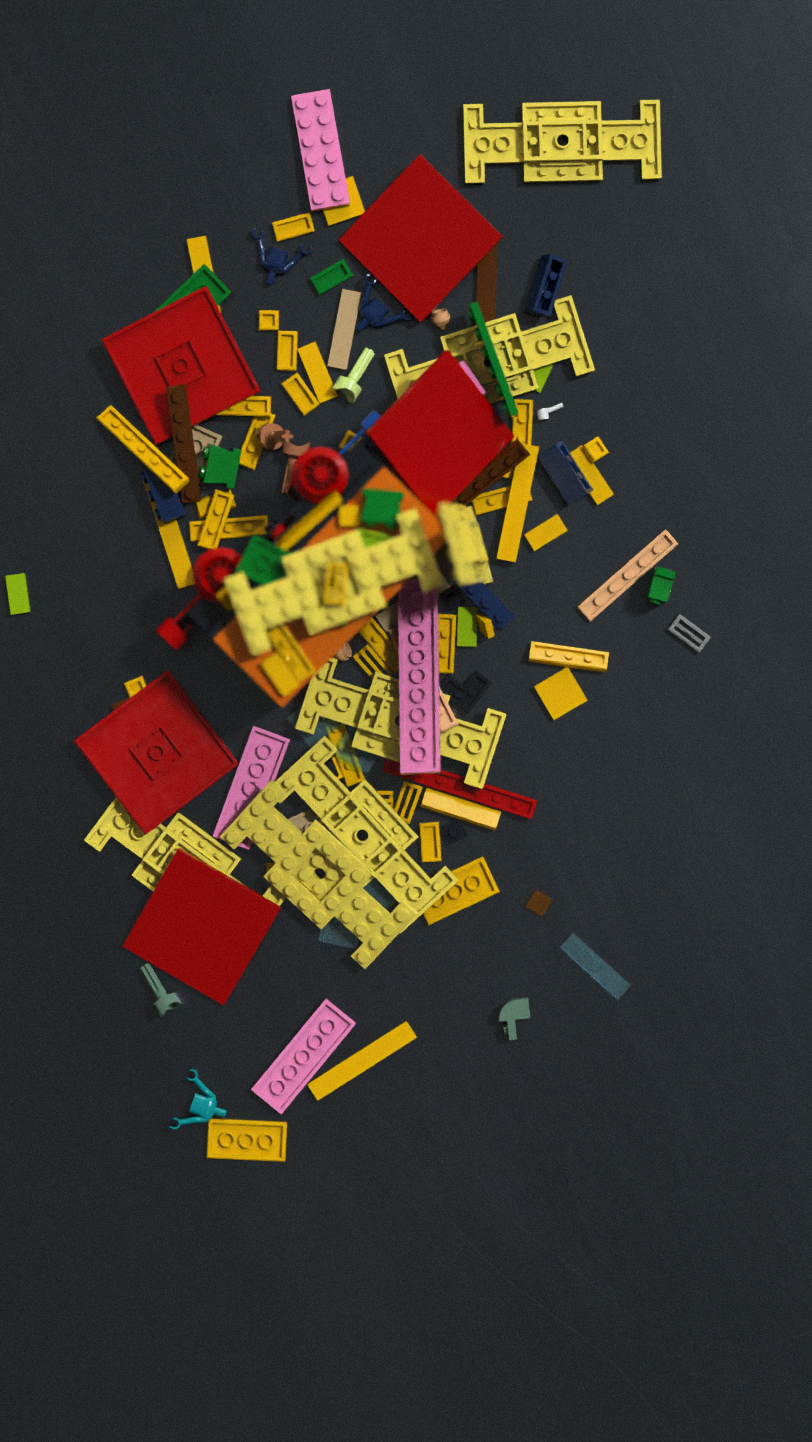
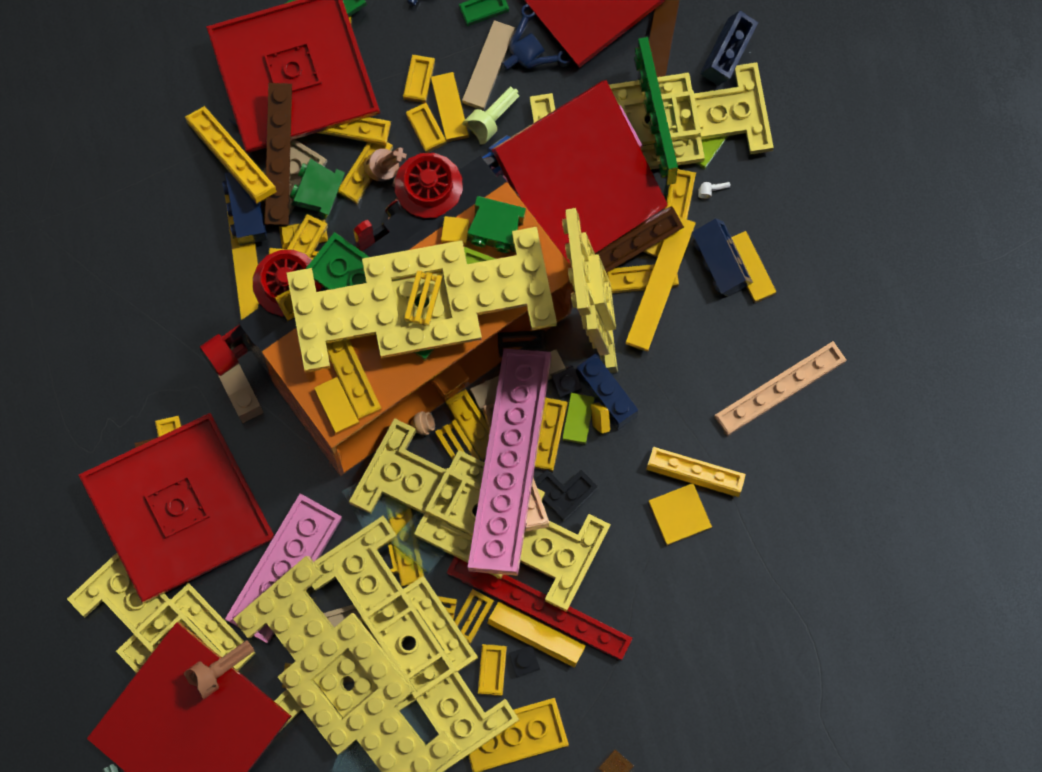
camera: 15 degrees right, 15 degrees down
(18, 594) = (52, 300): lime tile -> none
(192, 652) = (241, 394): none -> tan slope
(210, 889) = (205, 677): none -> nougat piece
(268, 320) = (403, 43): yellow tile -> none
(309, 521) = (408, 230): yellow tile -> none
(440, 318) = (601, 68): light nougat plate -> none
(545, 532) = (689, 324): yellow tile -> none
(595, 449) = (760, 238): yellow tile -> none
(660, 586) = (819, 401): green hips -> none
(702, 643) = (860, 482): light grey tile -> none

